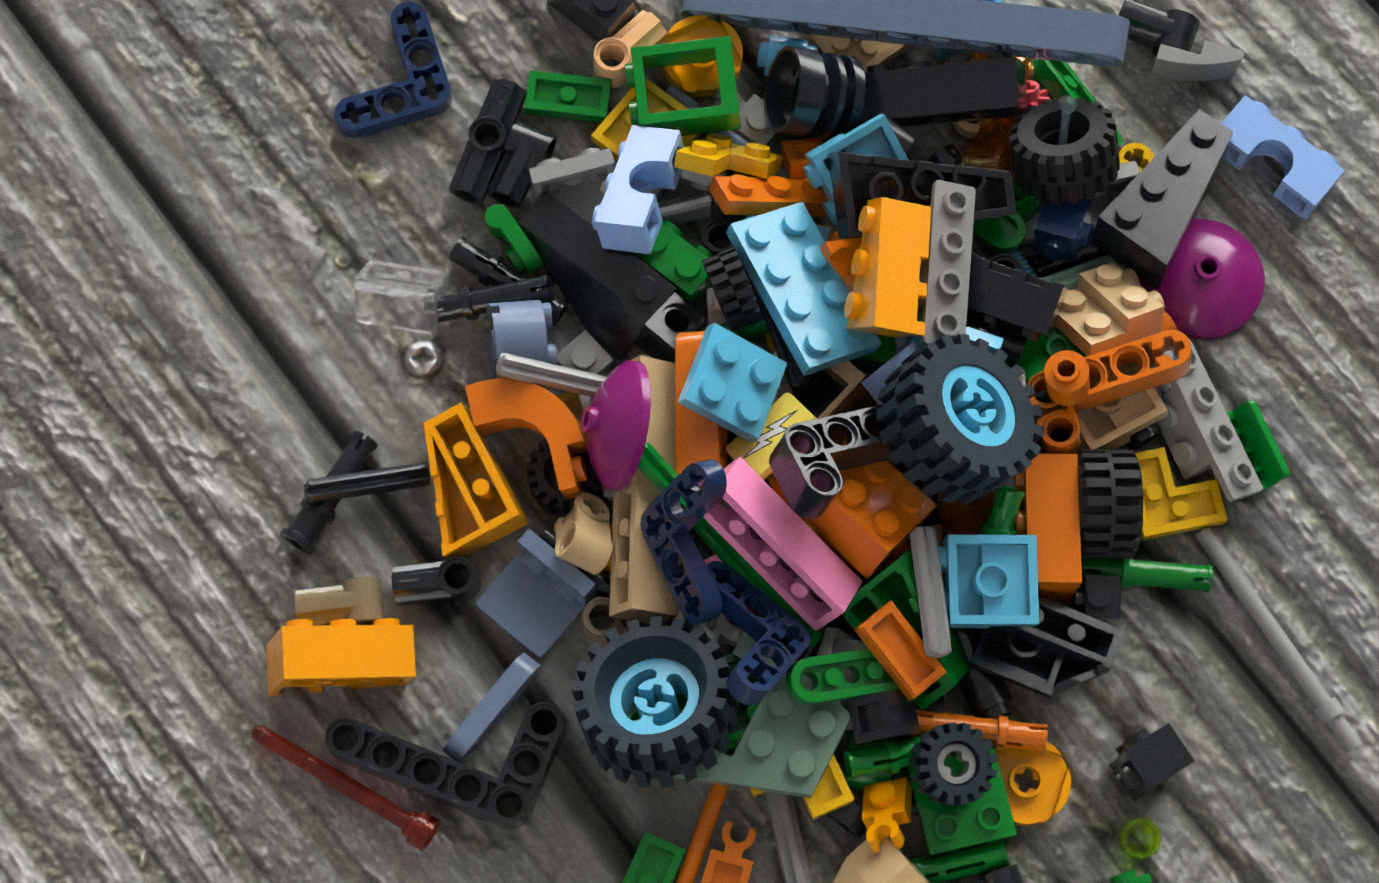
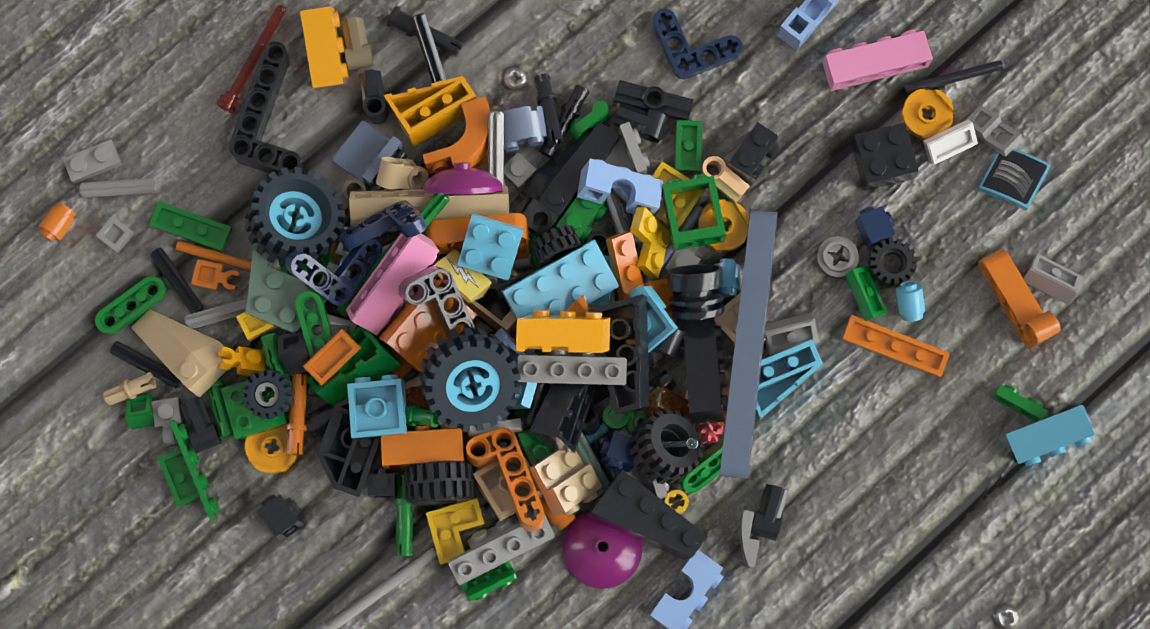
camera: 85 degrees right, 5 degrees up
(399, 296) = (549, 58): clear panel -> none
(492, 708) = (300, 135): sand blue beam -> none
(930, 592) = (366, 371): light grey axle -> none
(1070, 389) = (507, 453): orange brick -> none
(1148, 828) = (247, 522): clear neon green bush -> none

